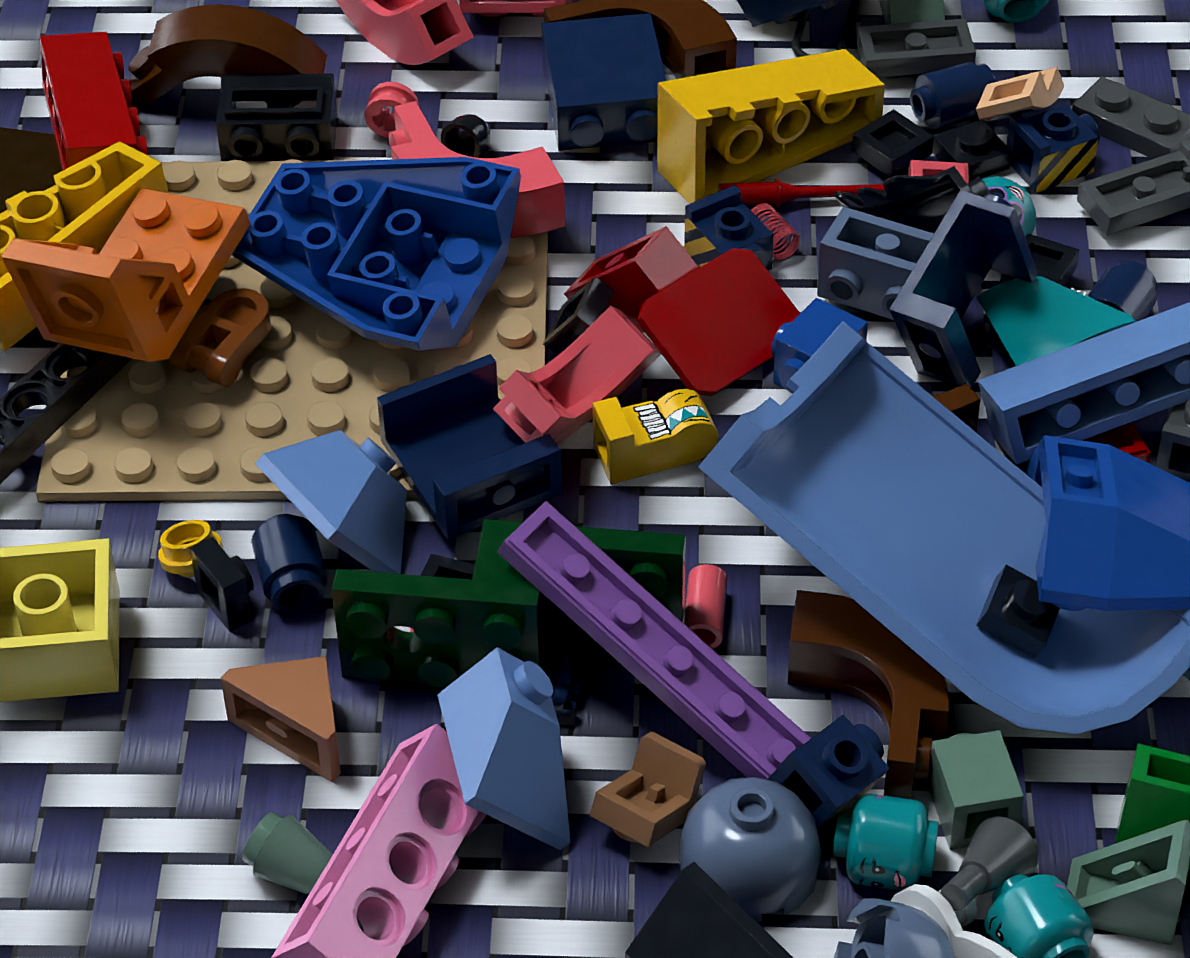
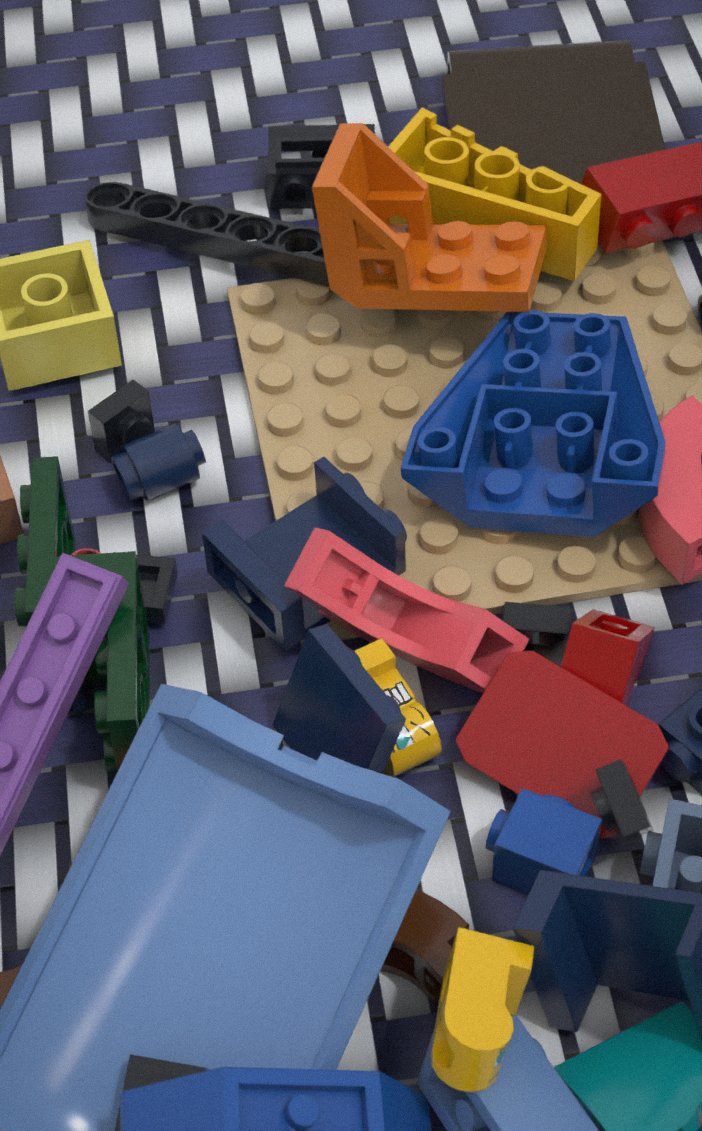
camera: 80 degrees right, 5 degrees up
(176, 545) = (169, 393): yellow plate -> none
(235, 320) = (435, 352): dark orange plate -> none
(345, 495) = (203, 466): medium blue slope -> none
(665, 436) = (337, 706): none -> dark blue tile
(796, 283) = (620, 802): none -> black plate
(1000, 371) = (474, 1009): none -> yellow leg

